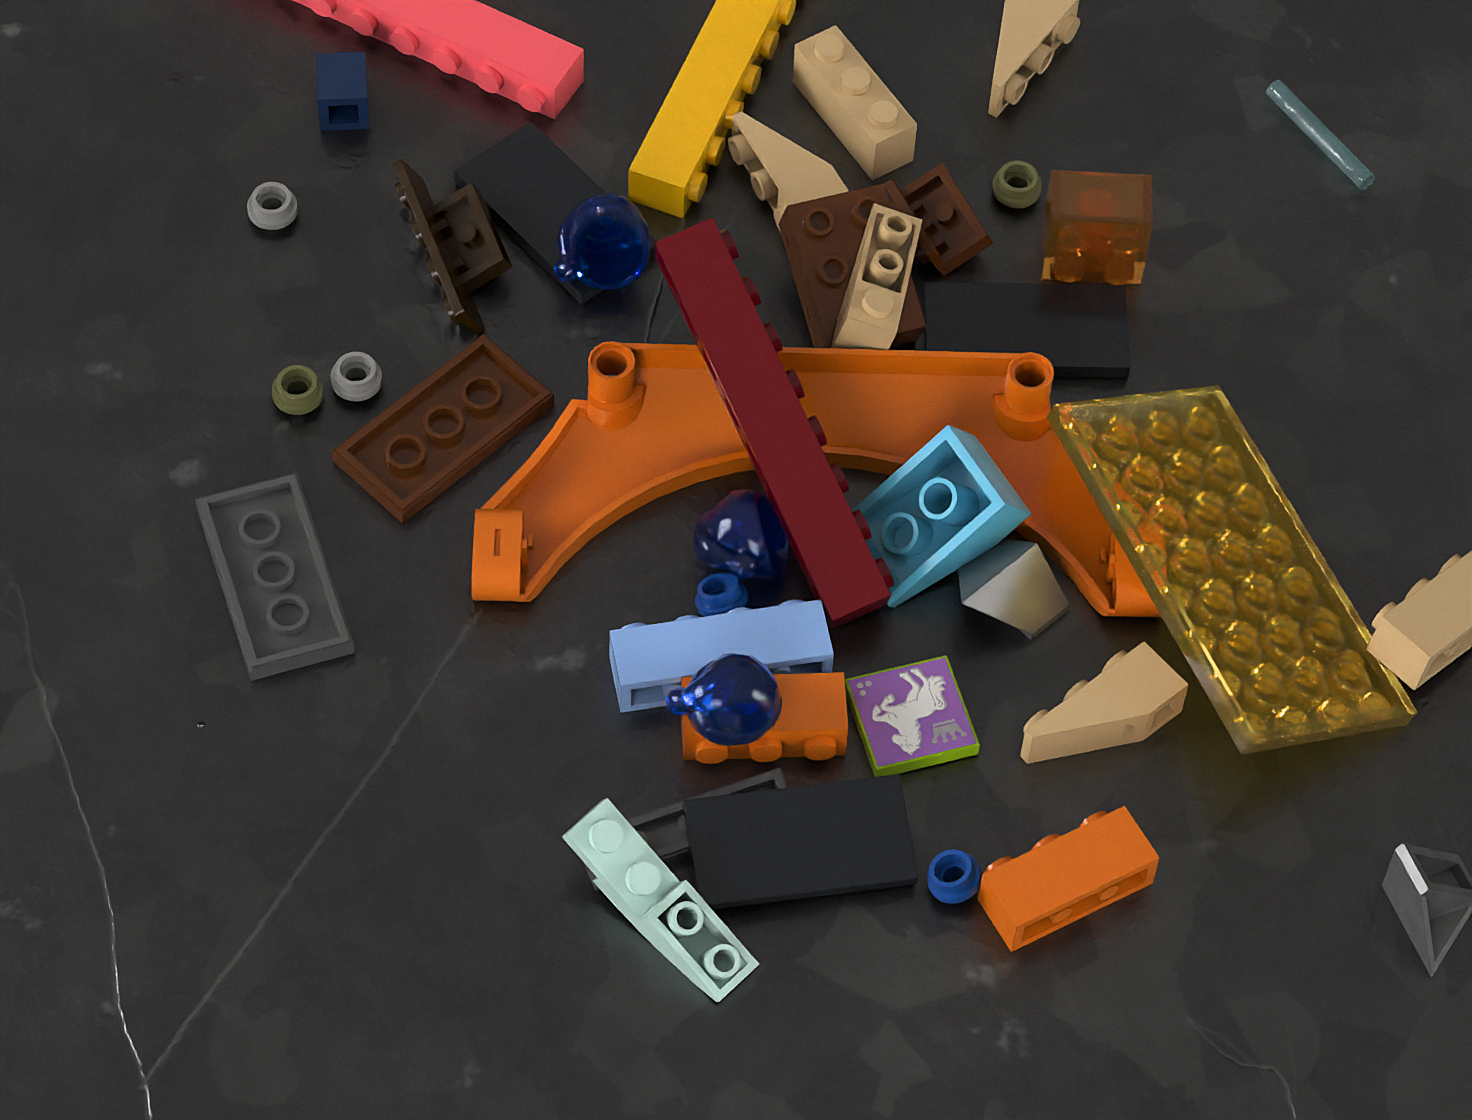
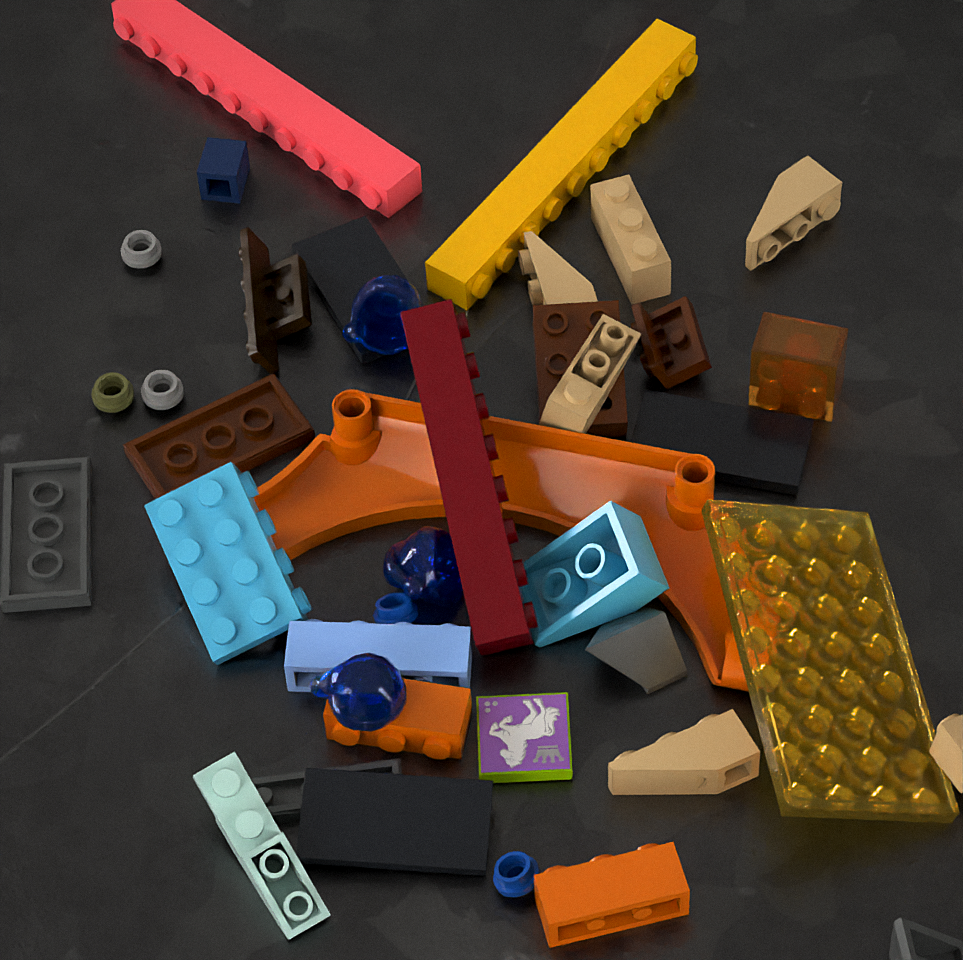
camera: 20 degrees right, 5 degrees down
(514, 573) = (227, 561): none -> medium azure bracket
(1017, 175) = (744, 323): olive plate -> none

